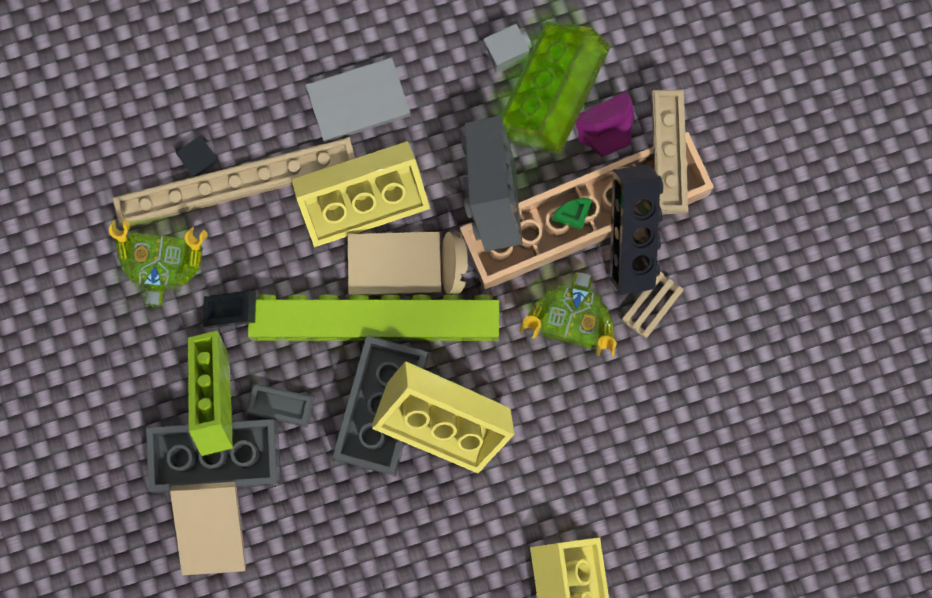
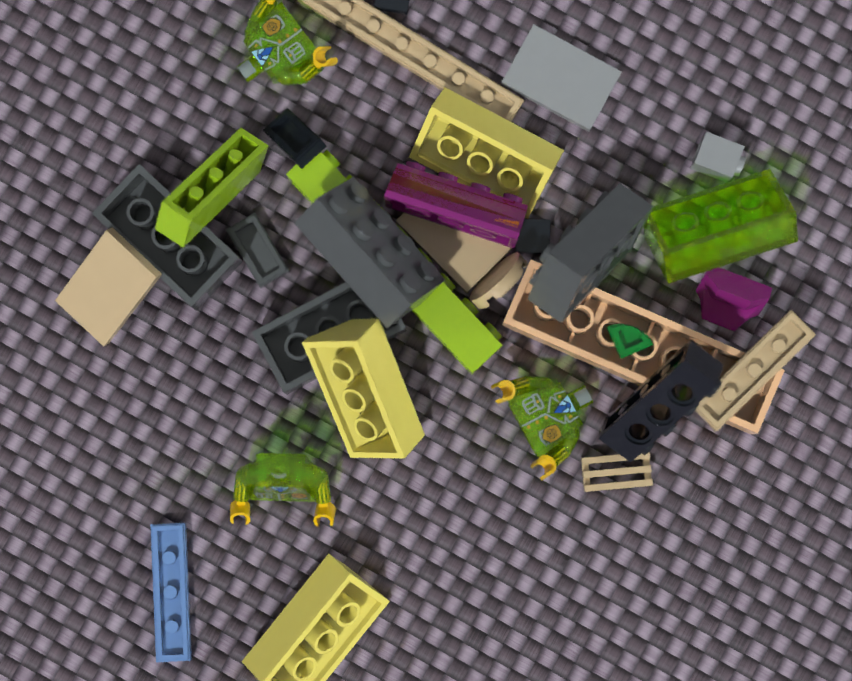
camera: 45 degrees right, 5 degrees up
(354, 326) = (369, 251): none -> dark grey brick
(378, 243) = (456, 205): none -> magenta slope
(444, 215) = (533, 236): none -> black tile
(450, 532) = (282, 479): none -> clear neon green torso

